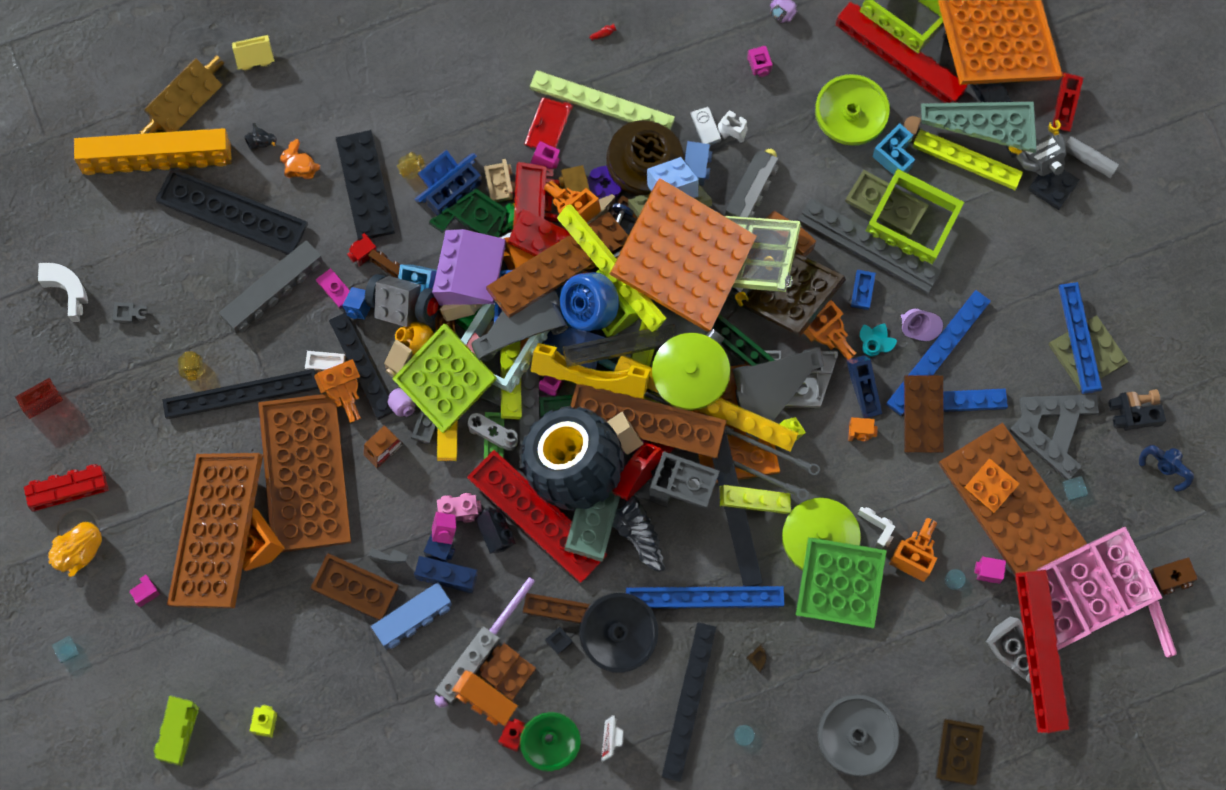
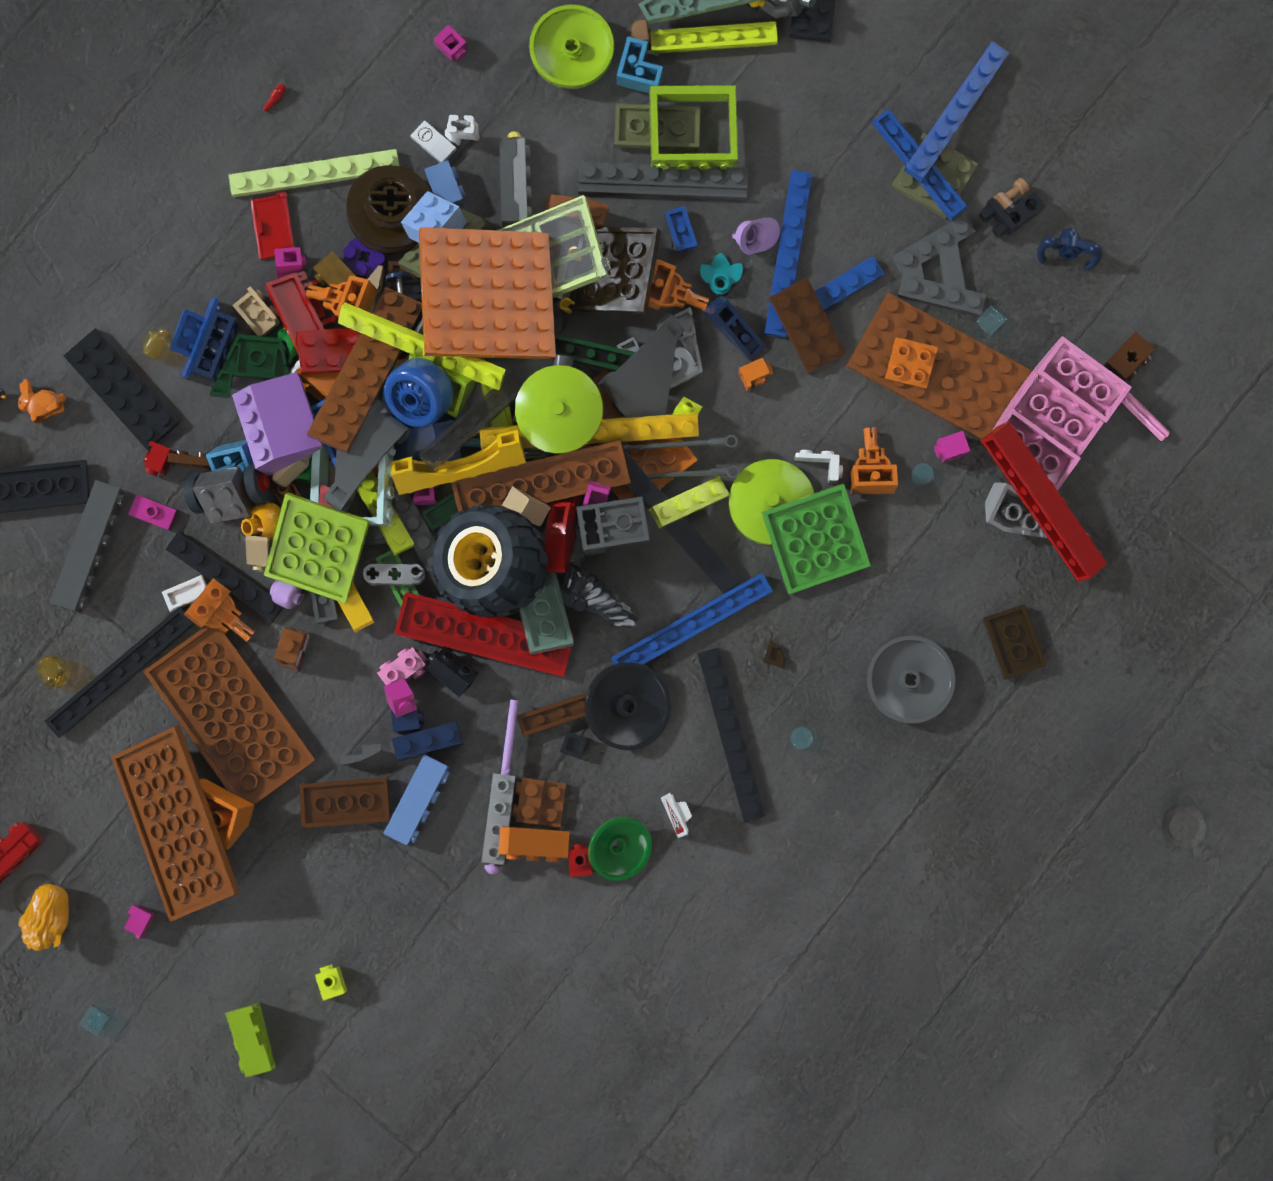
camera: 25 degrees left, 10 degrees up
(355, 304) = (183, 519): blue brick -> none
(685, 450) = (596, 493): none -> dark pink panel
(1131, 312) = (956, 111): none -> blue plate

